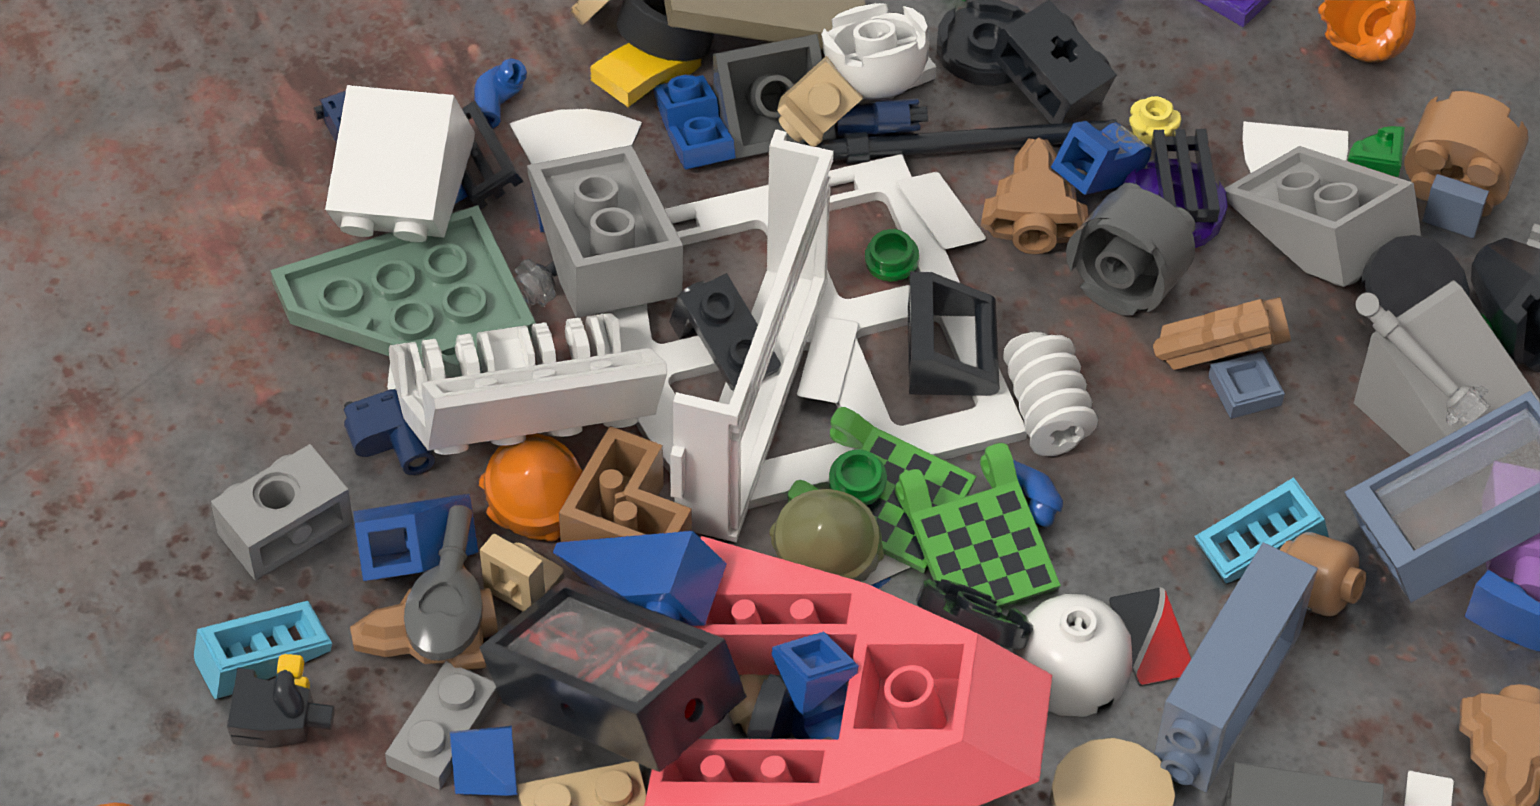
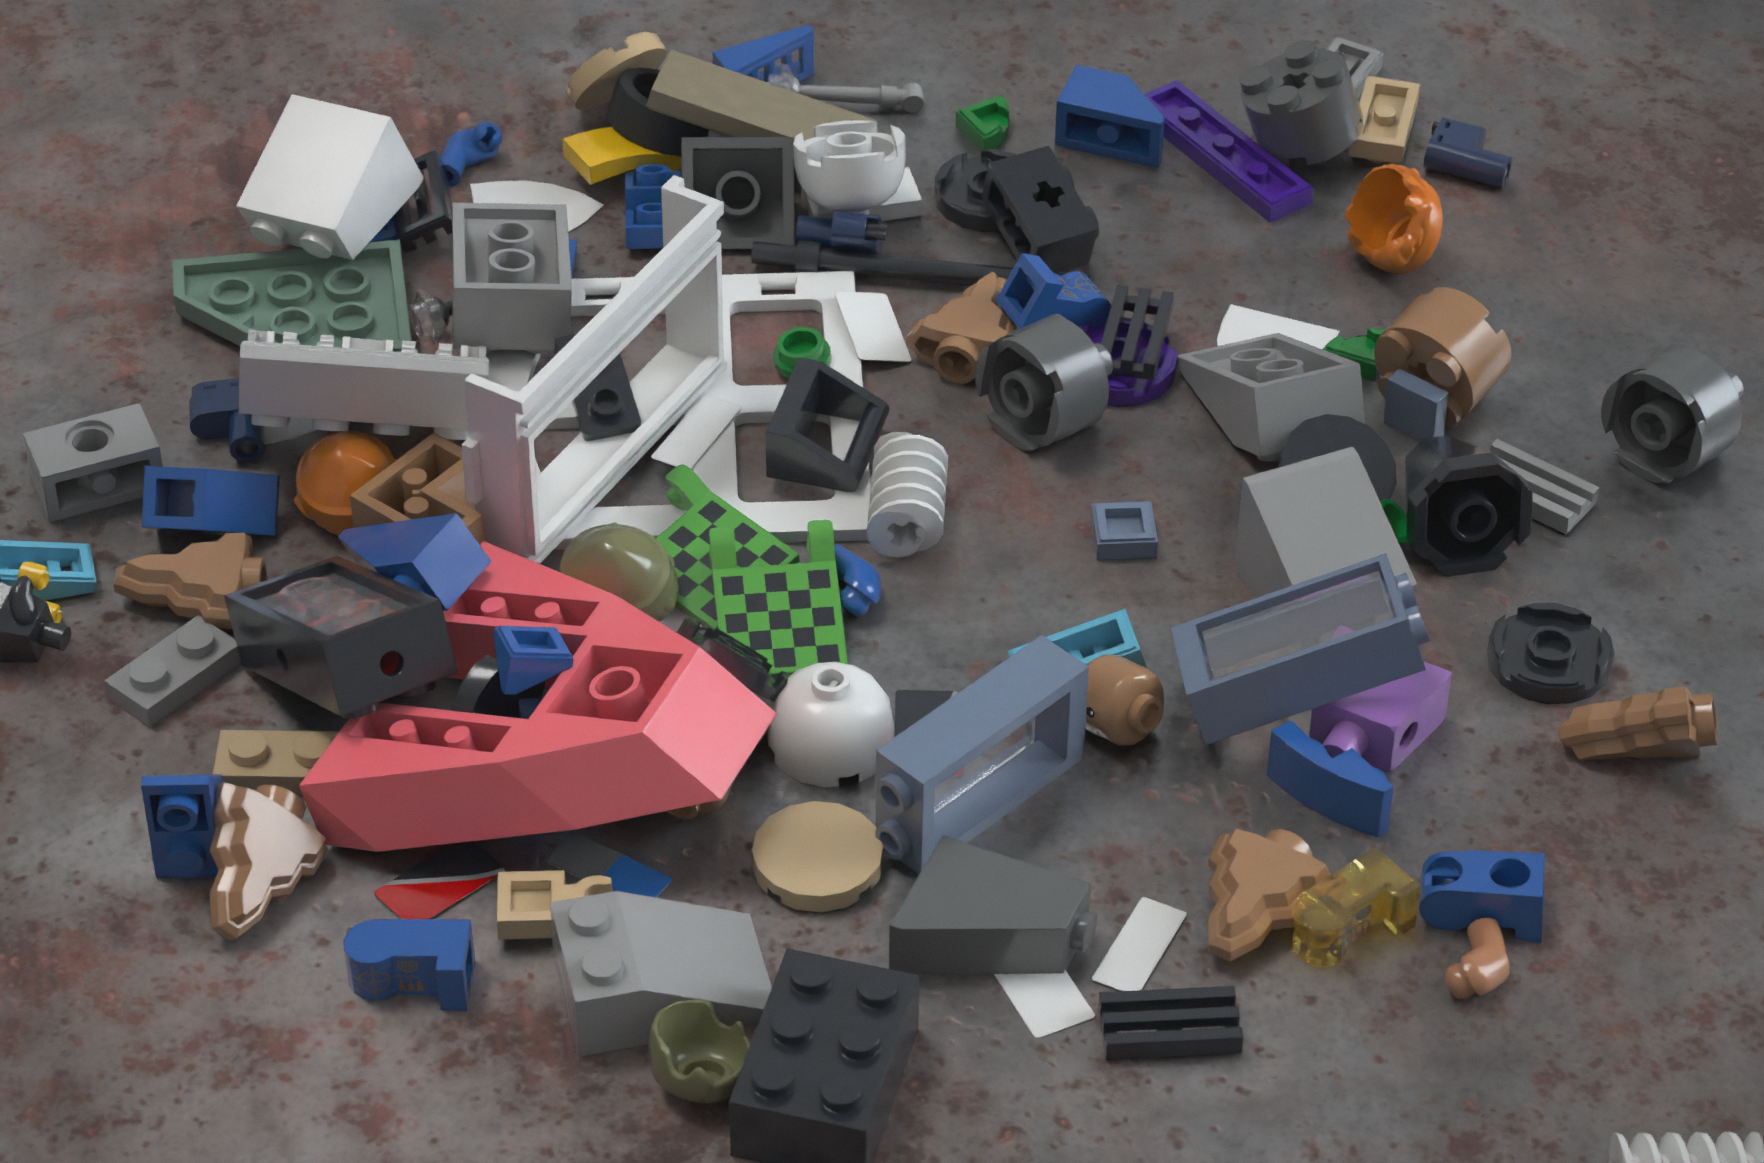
camera: 15 degrees right, 10 degrees down
(446, 600) = (215, 556): dark grey piece -> none
(484, 761) = (197, 702): blue slope -> none
(517, 572) = (291, 541): tan bracket -> none
(816, 103) = (773, 203): tan bracket -> none
(859, 475) = (674, 526): green plate -> none
(1151, 115) = (1133, 274): light yellow plate -> none
(1223, 334) = (1115, 473): medium nougat rock -> none
(1463, 402) = (1317, 556): light grey piece -> none

